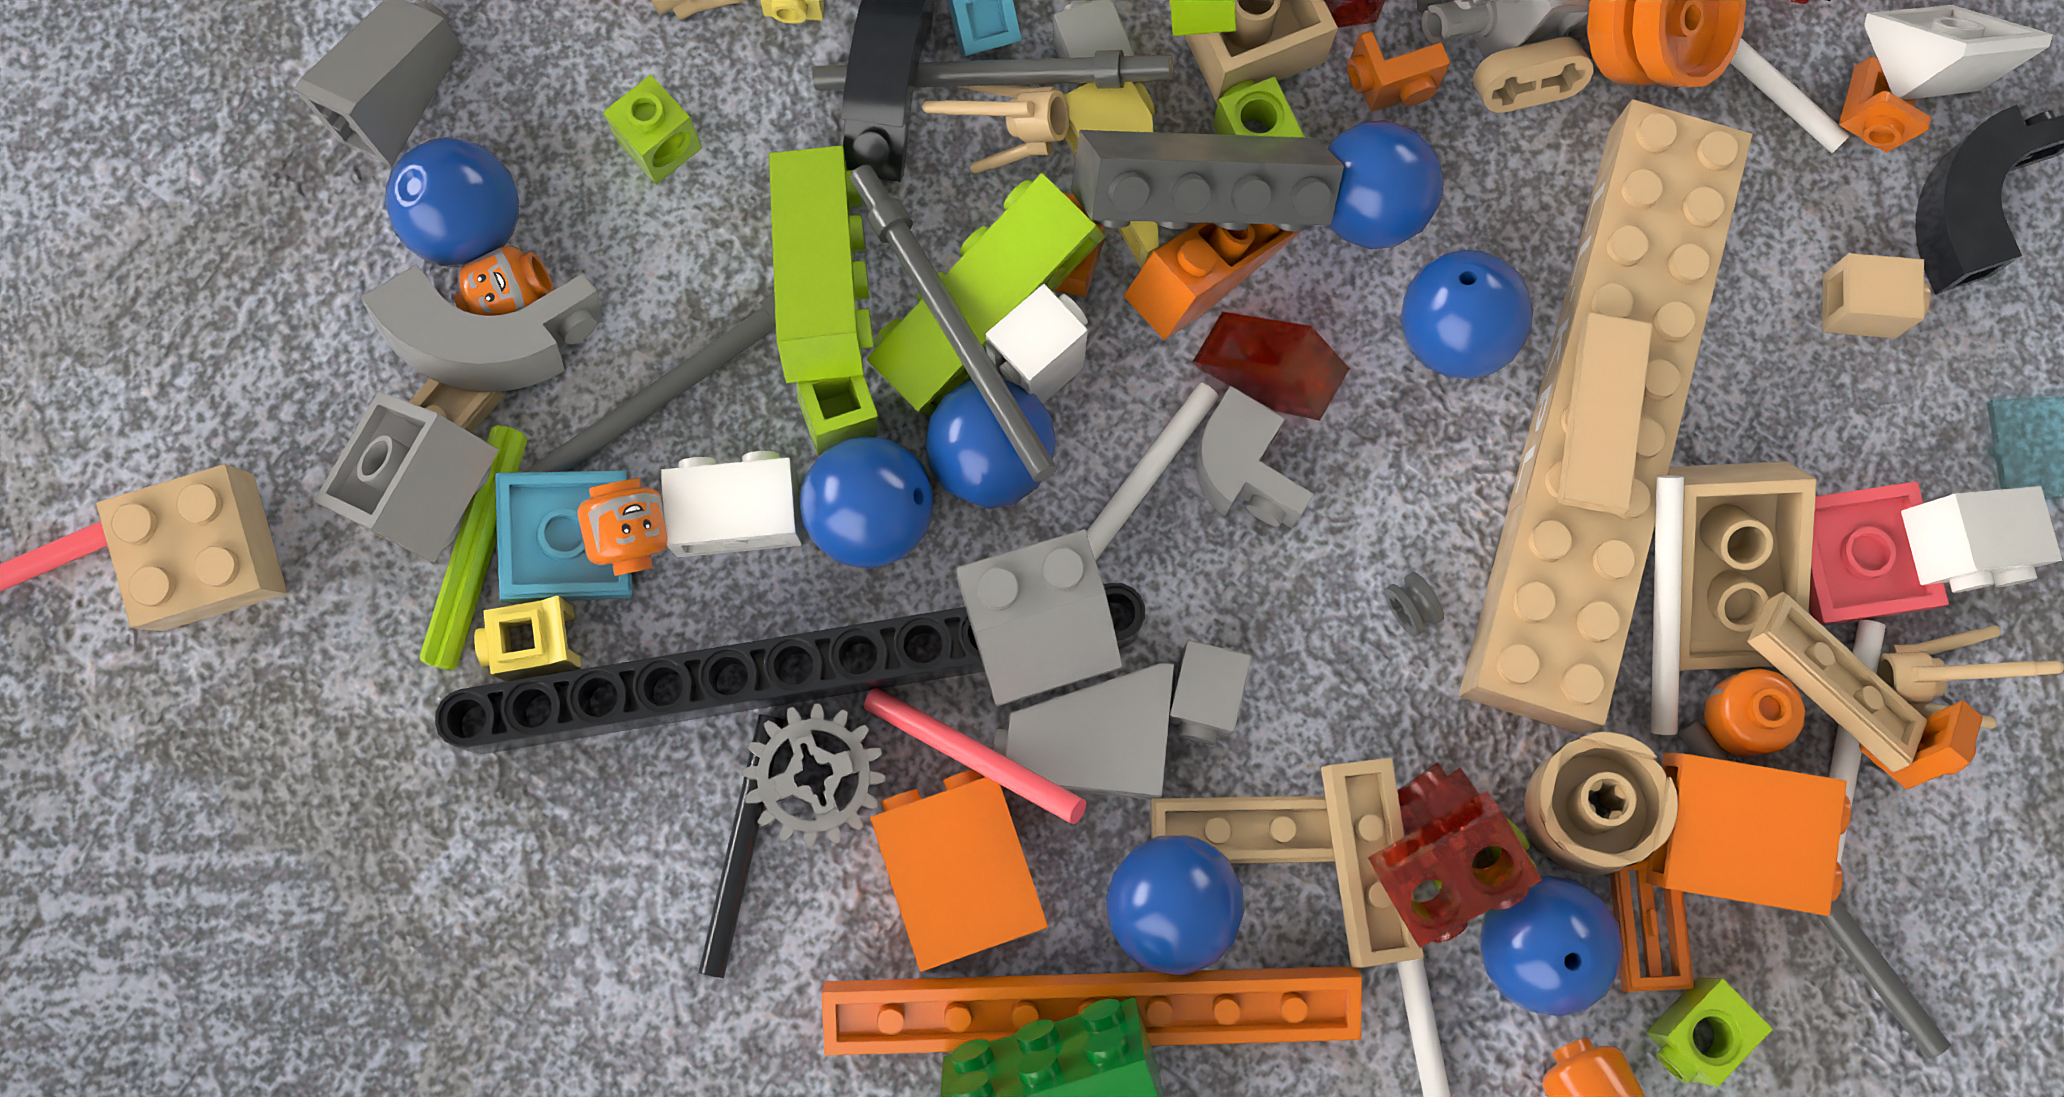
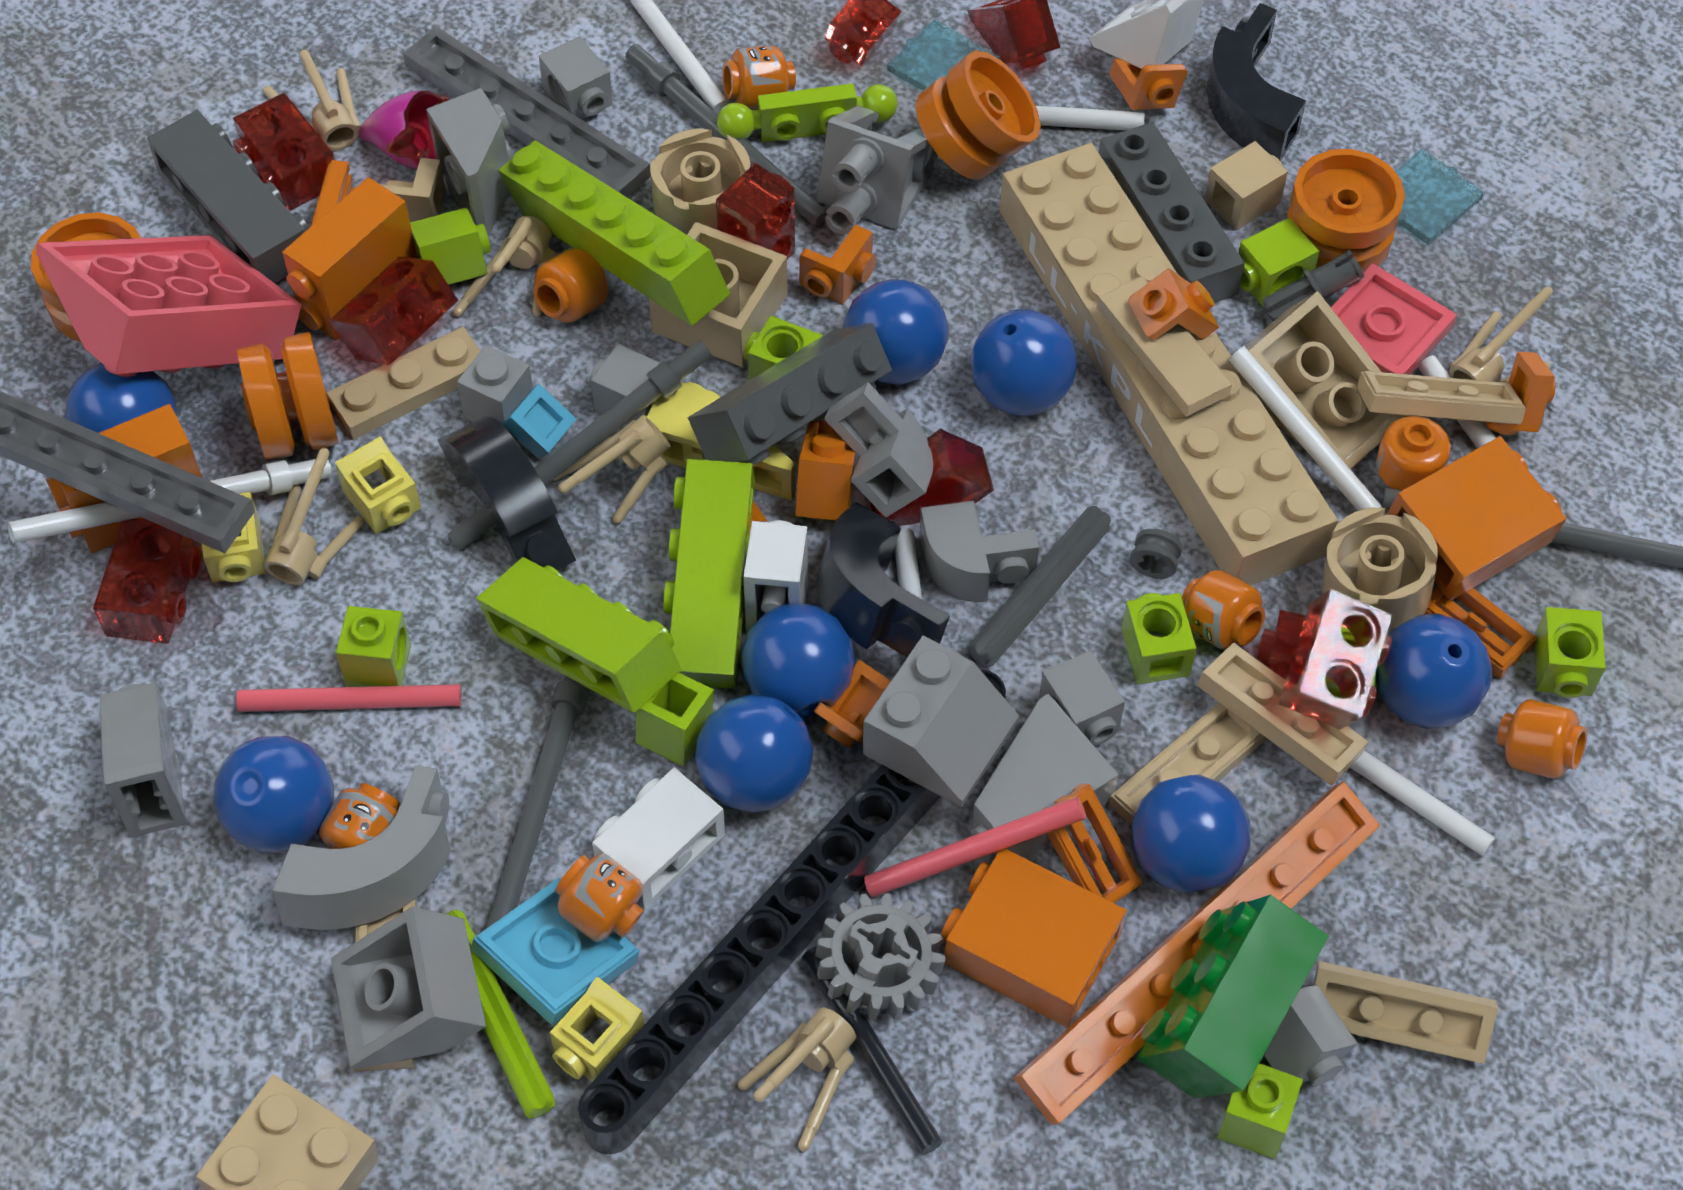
camera: 40 degrees left, 20 degrees down
(606, 158) = (349, 698): none -> coral bar
(701, 808) = (817, 1045): none -> tan plant
(893, 226) = (610, 571): dark grey bar -> none
(1006, 528) = (848, 714): none -> orange bracket
(1071, 889) = (1110, 842): none -> orange tile
(1092, 421) = (860, 593): none -> black arch
(1251, 310) = (891, 449): none -> light grey brick
(1282, 544) = (1039, 586): none -> dark grey axle
(1321, 711) = (1153, 656): none -> lime brick
(1420, 712) = (1223, 609): none -> orange head
(1533, 74) = (925, 208): tan beam -> none
(1649, 380) = (1171, 301): none -> orange bracket
(1765, 268) = (1173, 209): none -> dark grey brick
(1821, 401) = (1275, 258): none -> lime brick
(1833, 459) = (1325, 279): none -> dark grey axle
(1941, 406) = (1347, 204): none -> orange wheel
(1982, 538) = (1437, 262): white brick -> none

